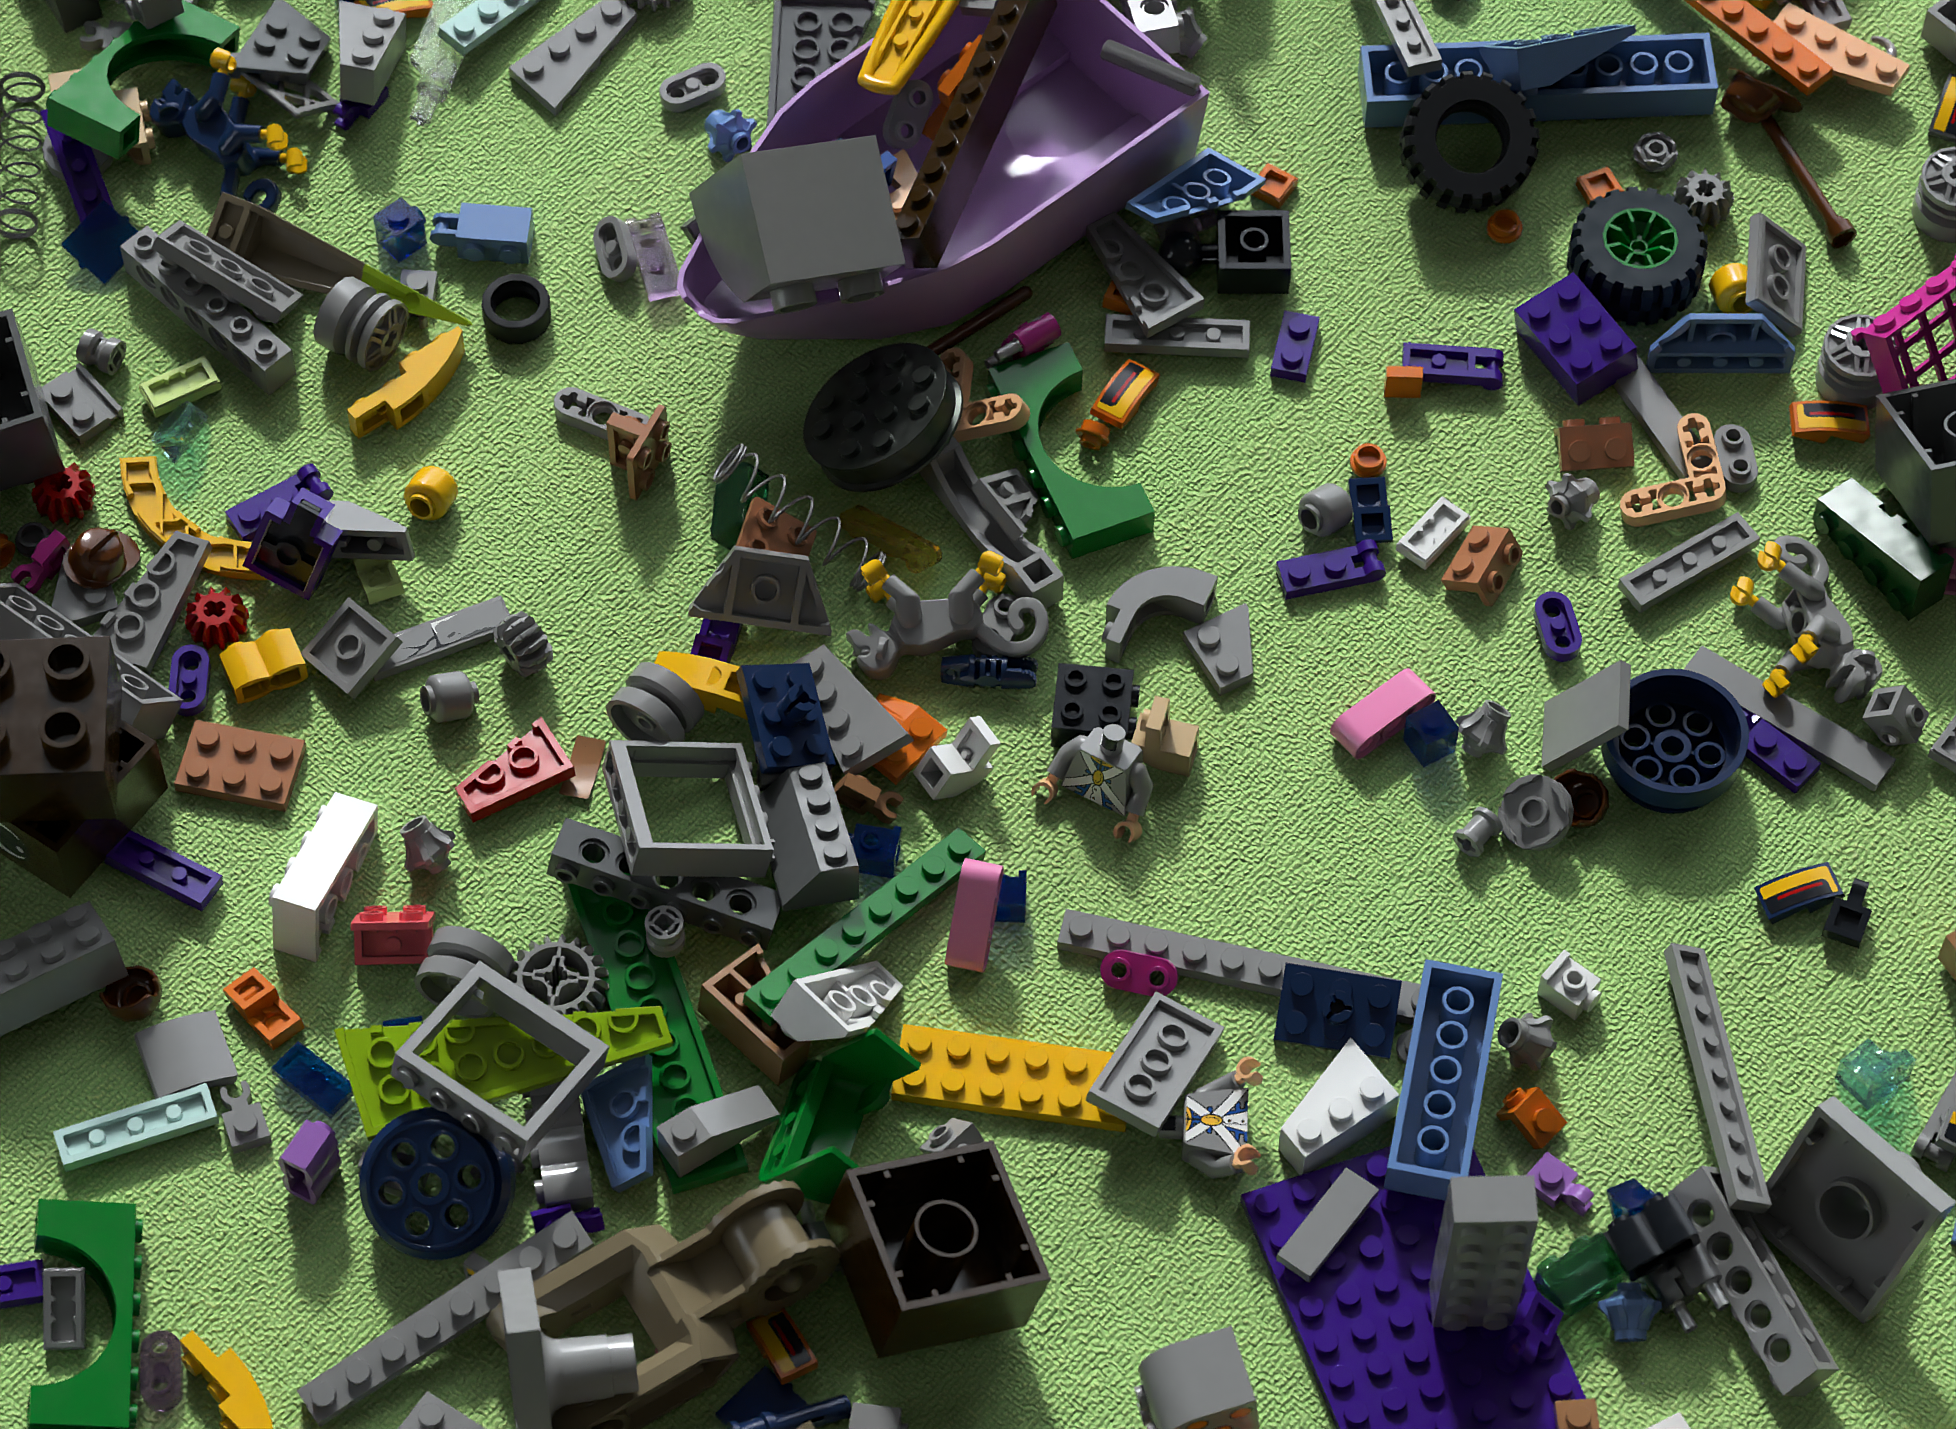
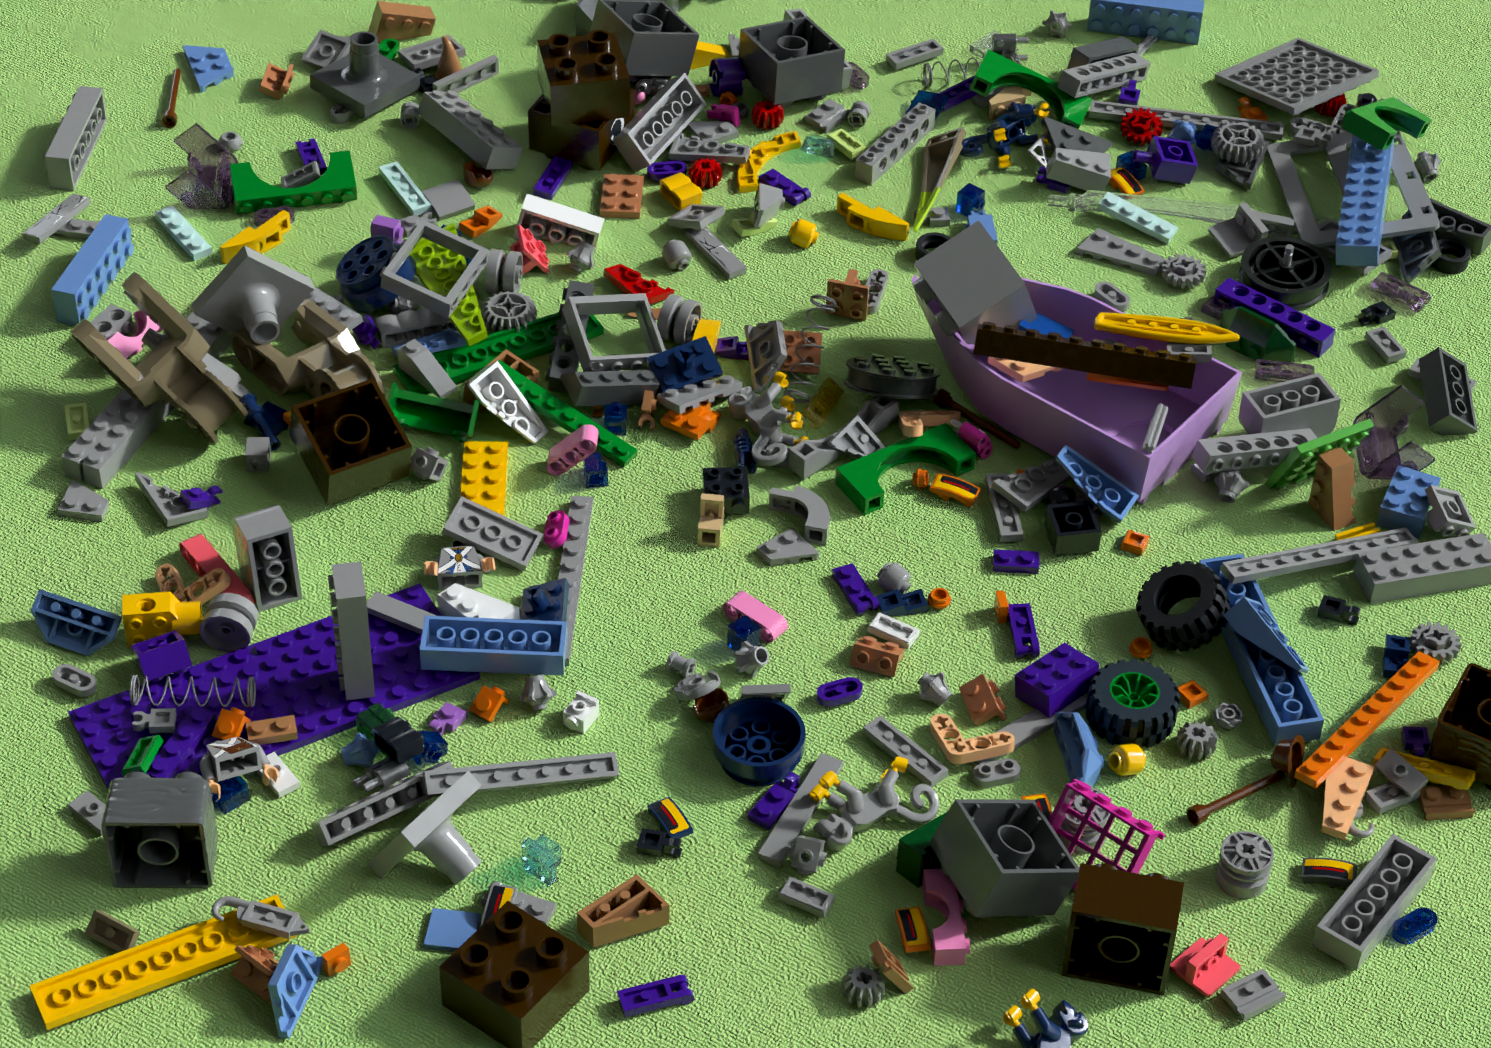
camera: 80 degrees right, 15 degrees down
(100, 557) = (731, 129): reddish brown piece -> none
(226, 271) = (913, 137): light grey plate -> none
(295, 543) = (748, 181): piece -> none
(361, 323) = (899, 189): light grey wheel -> none
(523, 644) = (712, 272): light grey gear -> none
(670, 937) = (541, 338): light grey wheel -> none
(728, 510) = (833, 339): clear green brick -> none
(960, 765) = (676, 442): white brick -> none
(1106, 772) = (683, 496): light grey torso -> none
(1536, 1324) = (341, 701): dark purple plate -> none
(1776, 274) = (1143, 775): light grey tile -> none

